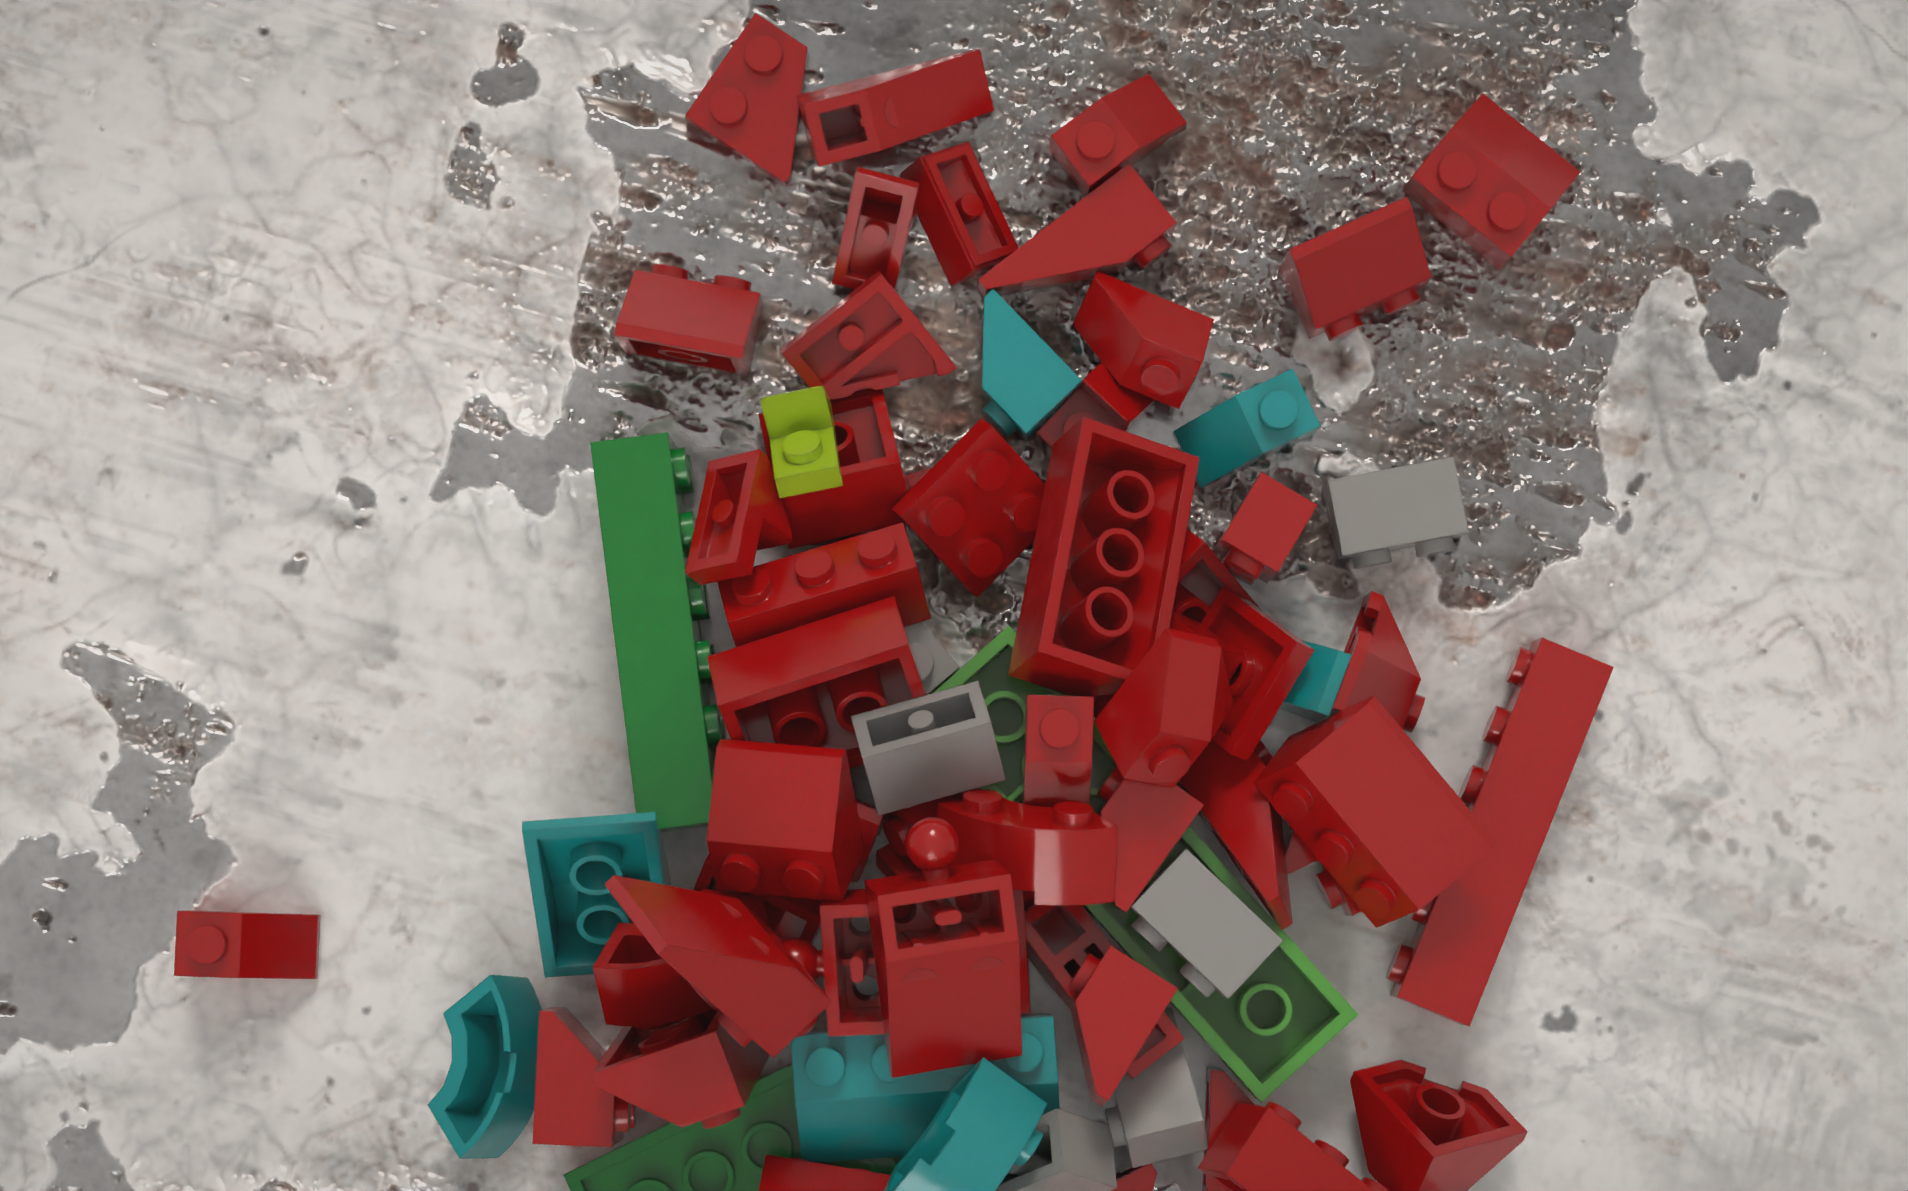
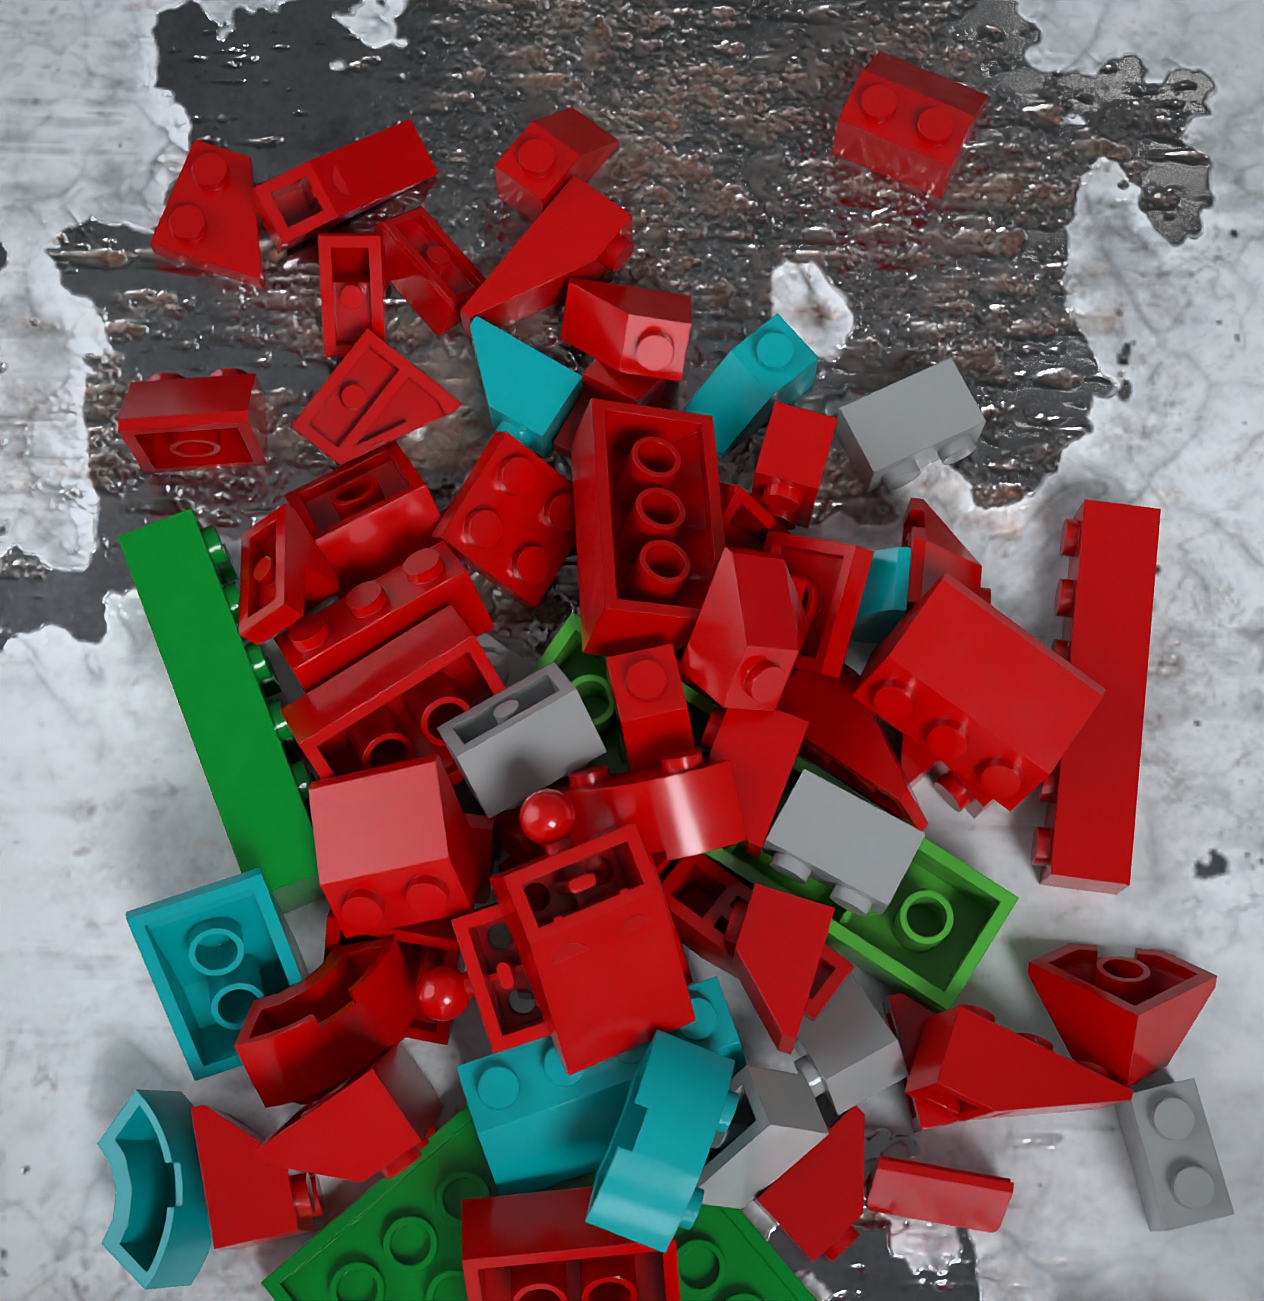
camera: 15 degrees left, 10 degrees down
(727, 960) = (384, 999): red slope -> none
(802, 441) = (325, 487): lime slope -> none
(1356, 271) = (810, 216): red slope -> none

